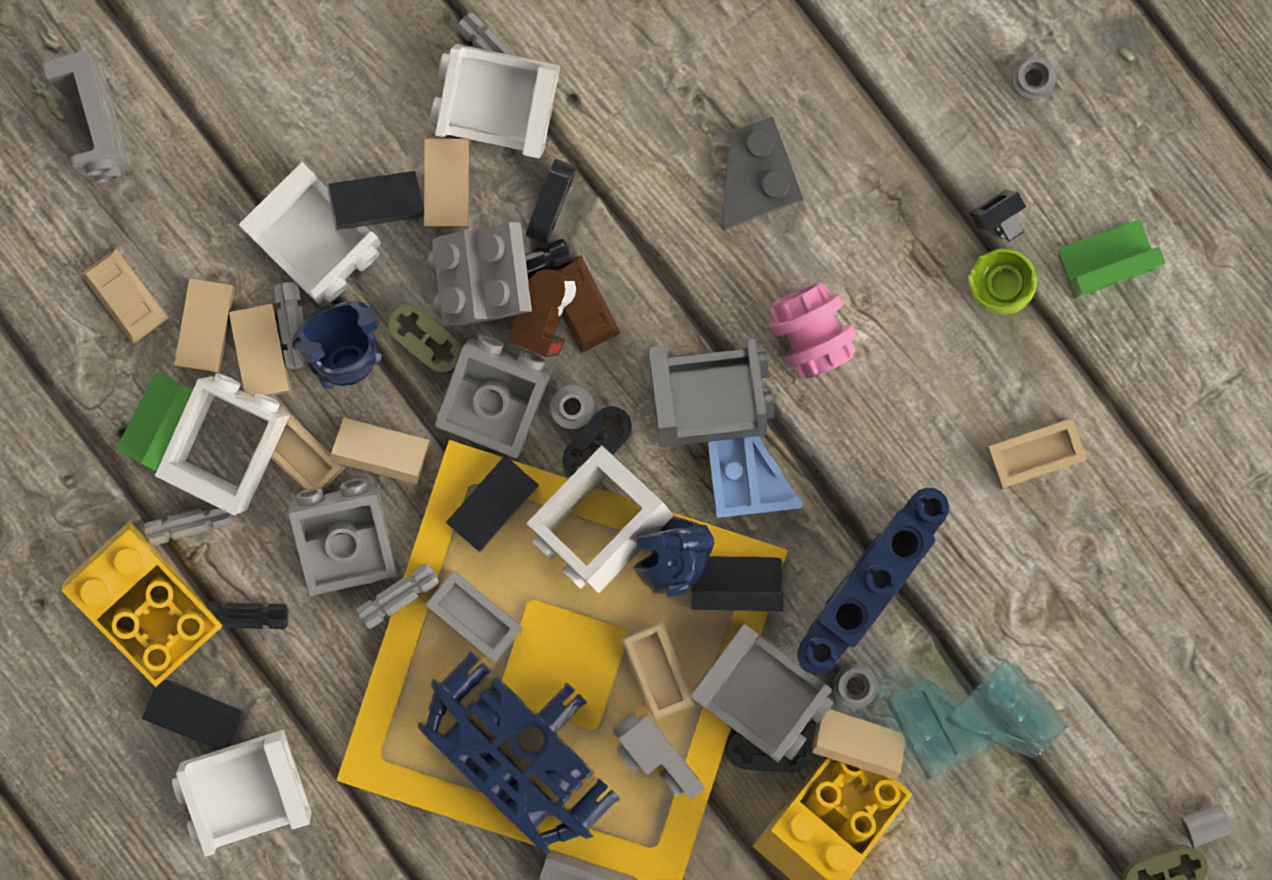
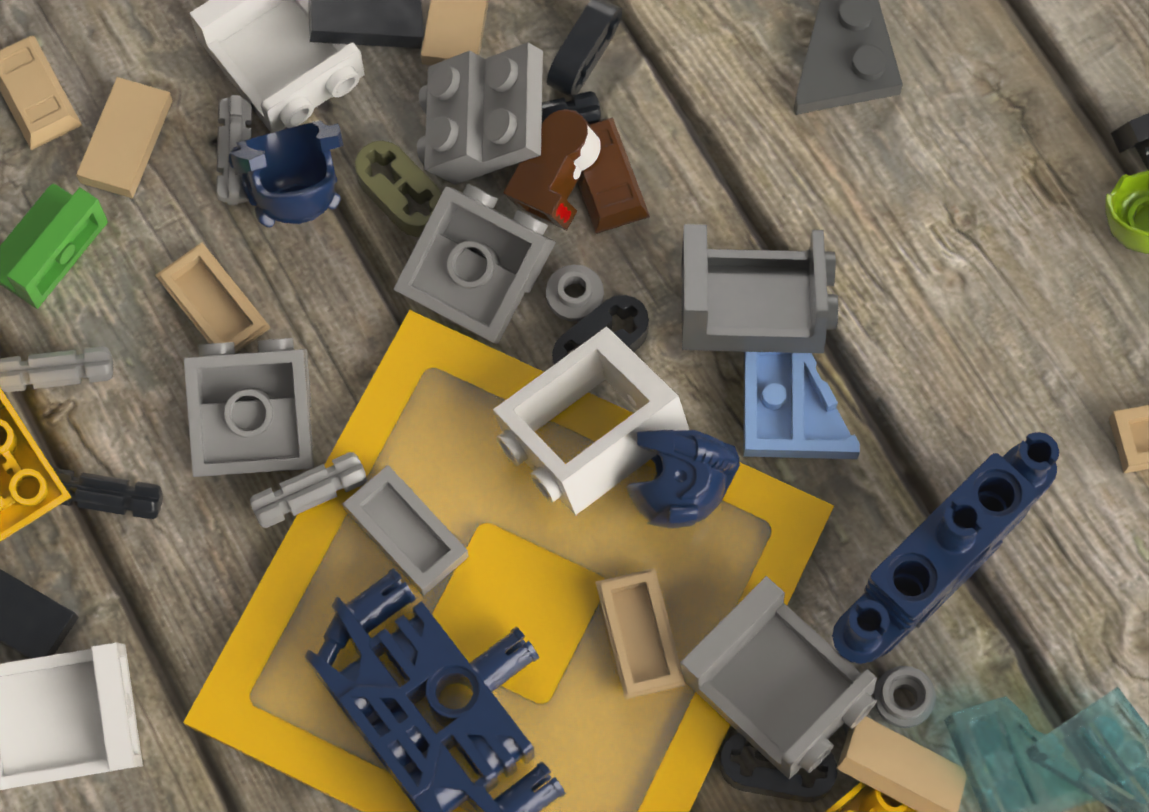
camera: 10 degrees right, 15 degrees down
(201, 483) = (80, 243): white window -> none
(260, 350) = (187, 177): tan tile -> none
(379, 450) = (318, 311): tan tile -> none
(492, 503) = (452, 391): black tile -> none
(648, 748) = (617, 724): light grey plate -> none
(739, 584) = (763, 539): black panel -> none
(812, 330) = (897, 233): bright pink piece -> none

